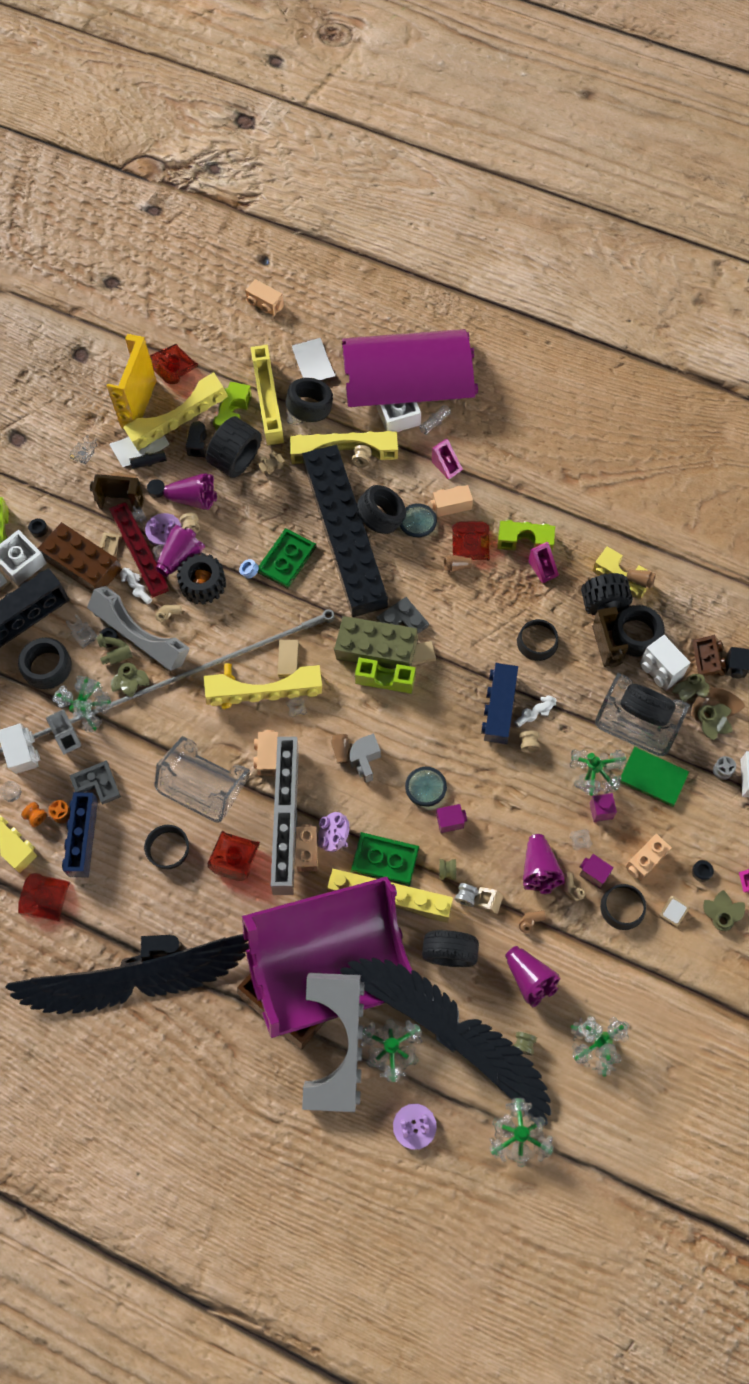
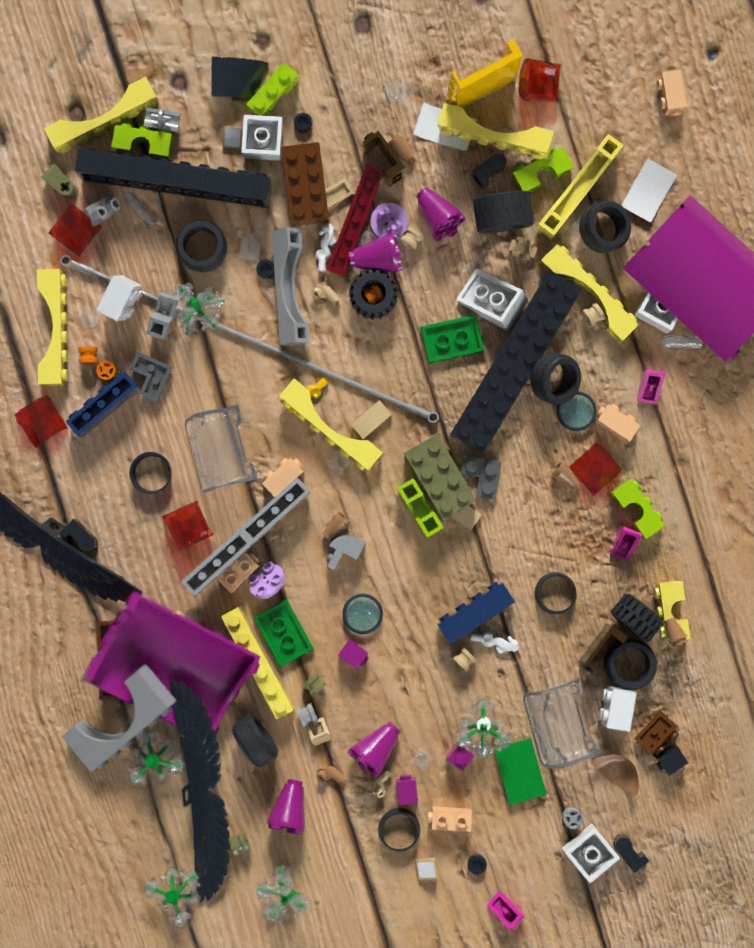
camera: 40 degrees right, 20 degrees up
(121, 653) = (262, 293): olive plant -> none
(129, 681) = (244, 321): olive plate -> none
(139, 515) = (383, 191): clear plate -> none
(148, 459) = (437, 148): black pin -> none
(155, 488) = (419, 179): black tile -> none
(248, 568) = (415, 320): light blue tile -> none
(286, 507) = (493, 299): none -> white slope
(404, 1129) = (112, 812): lavender plate -> none
(647, 705) = (567, 726): black tyre -> none
(692, 685) = (614, 742): olive plate -> none
(717, 720) = (606, 782): olive plate -> none
(723, 908) = (461, 900): olive plate -> none

